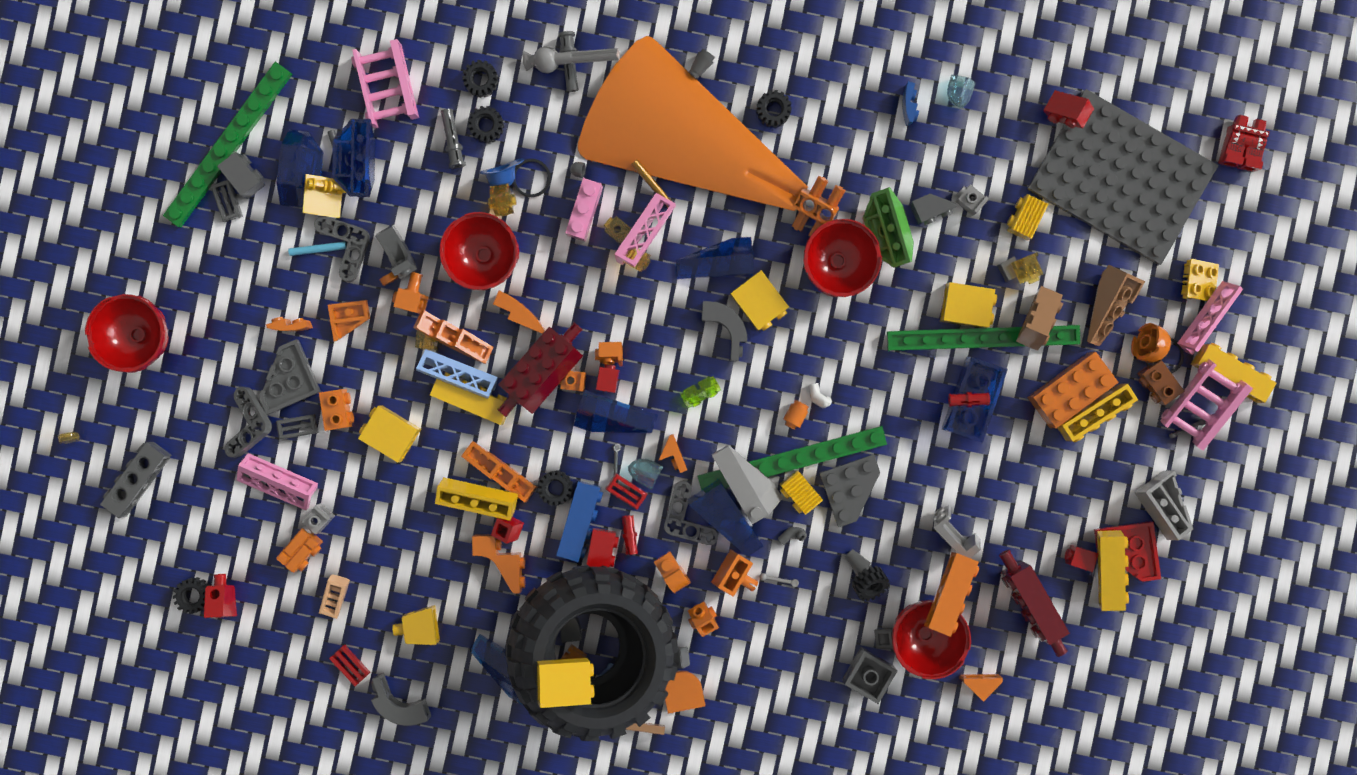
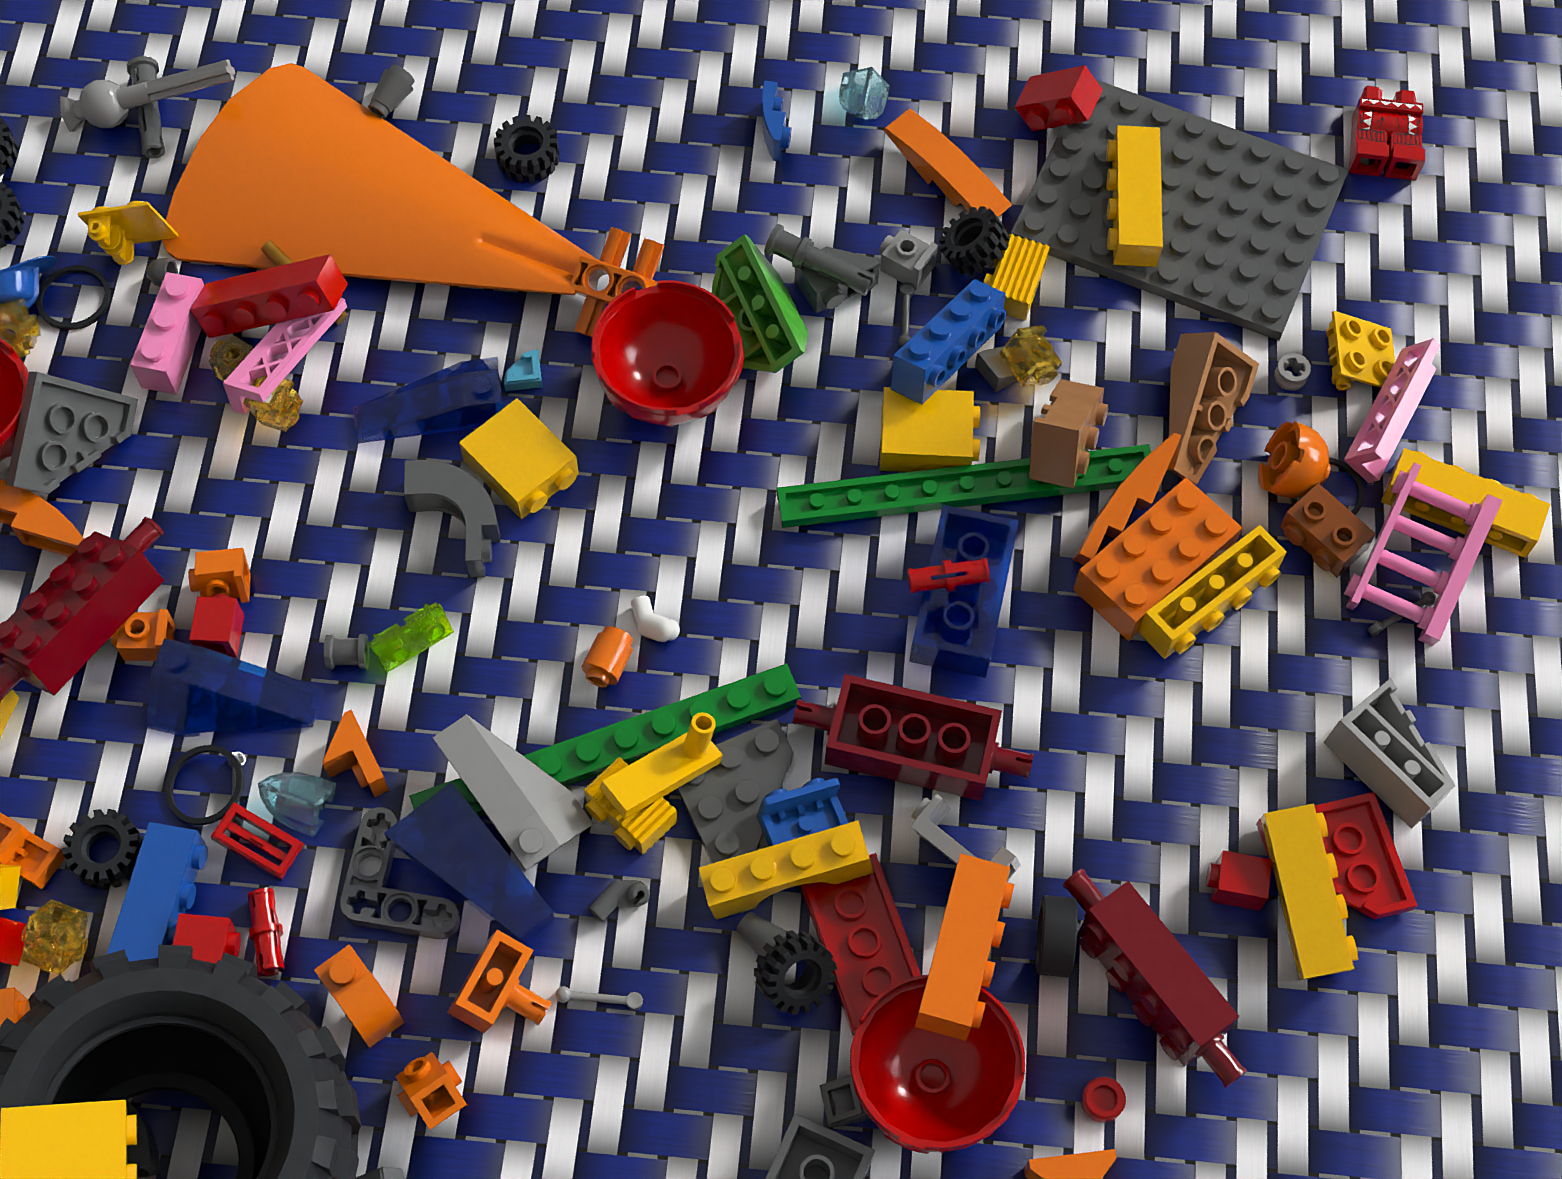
camera: 10 degrees left, 25 degrees down
(533, 269) = (65, 430): none -> dark grey plate
(535, 531) = (55, 937): none -> clear yellow brick
(554, 149) = (123, 226): none -> yellow hinge
(585, 464) = (177, 766): none -> black piece
(637, 200) = (269, 296): none -> red brick
(669, 398) = (346, 651): none -> dark grey bush
(764, 247) = (524, 372): none -> medium azure tile
(819, 481) = (664, 768): none -> yellow piece
(871, 535) = (820, 857): none -> yellow arch
(882, 508) = (801, 811): none -> blue bracket
(902, 566) = (863, 935): none -> red tile
(918, 201) = (804, 254): none -> dark grey pin
(939, 474) = (913, 737): none -> dark red brick
(967, 217) = (906, 293): none -> dark grey hinge
(986, 260) = (947, 341): none -> blue brick
(992, 579) = (1056, 936): none -> black tyre
(1000, 143) = (944, 164): none -> orange slope
(1000, 649) = (1103, 1099): none -> red tile
(1015, 203) = (974, 240): none -> black tyre
(1069, 352) = (1135, 491): none -> orange slope
(1100, 177) = (1136, 196): none -> yellow brick
(1166, 282) = (1299, 365): none -> light grey bush

